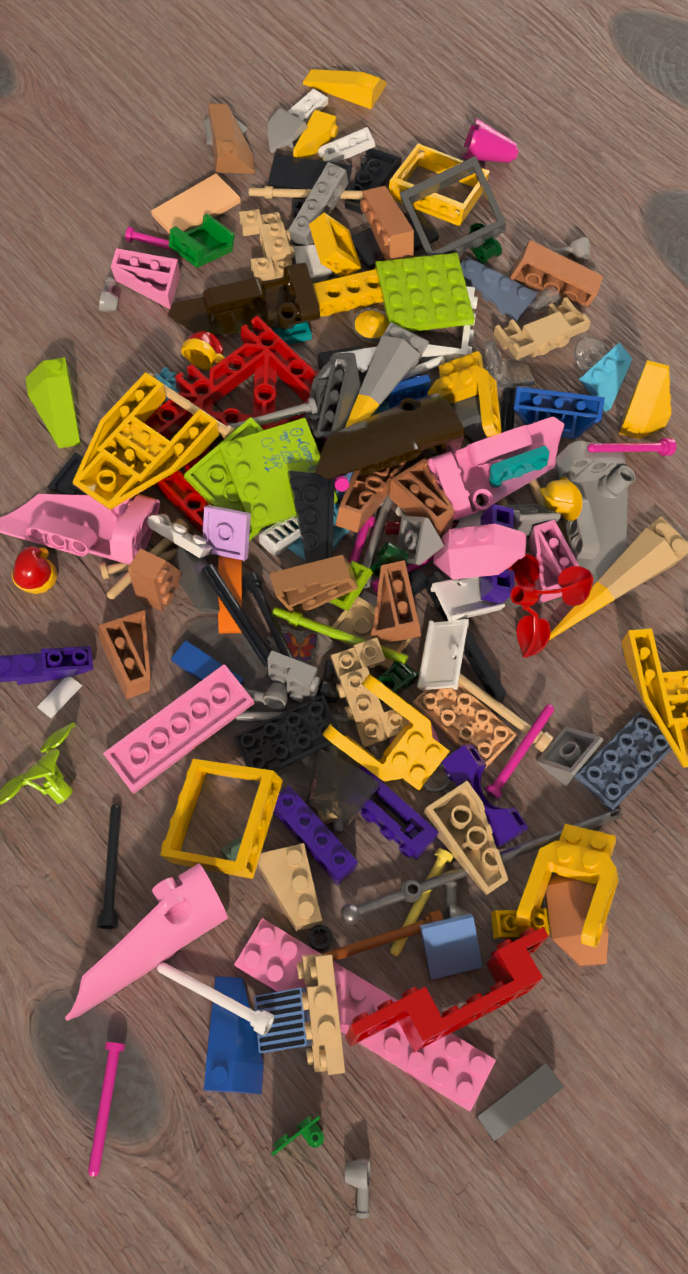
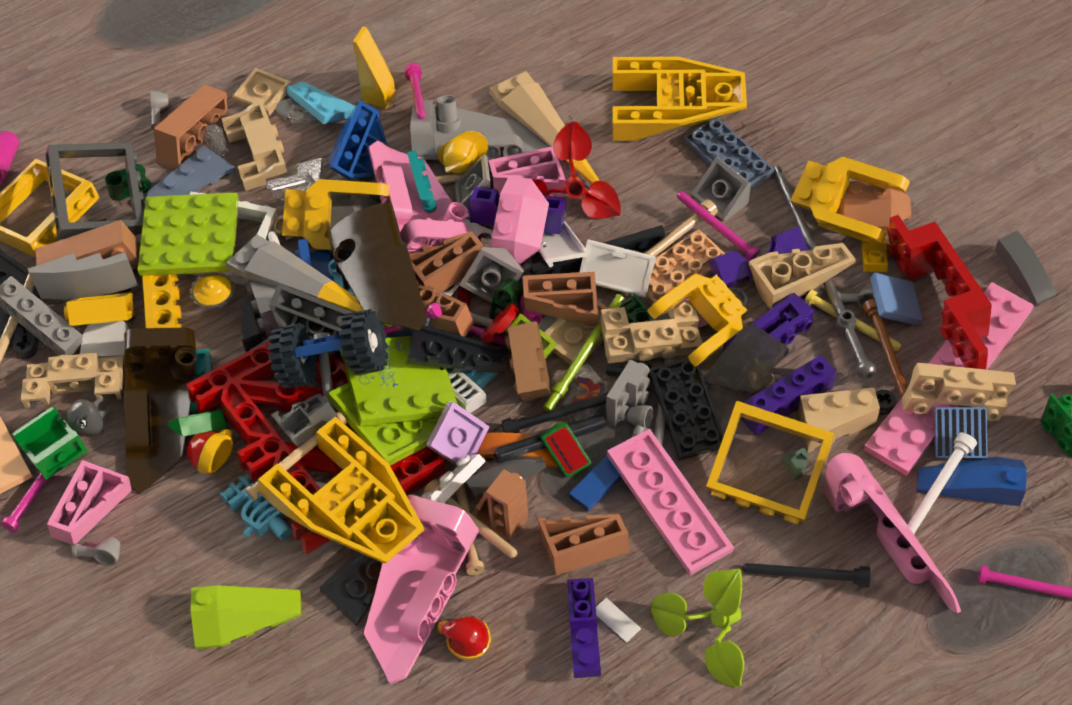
camera: 75 degrees left, 10 degrees down
(222, 404) = (305, 418): none -> dark grey slope
(226, 334) = (198, 423): none -> slope
(226, 628) = (565, 449): none -> red slope
(230, 260) = (86, 417): none -> dark grey piece
(285, 419) = (295, 351): none -> black plate
(355, 552) = (499, 323): none -> red tile
(361, 224) = (83, 277): none -> light grey slope
(612, 326) = (262, 87): none -> tan plate

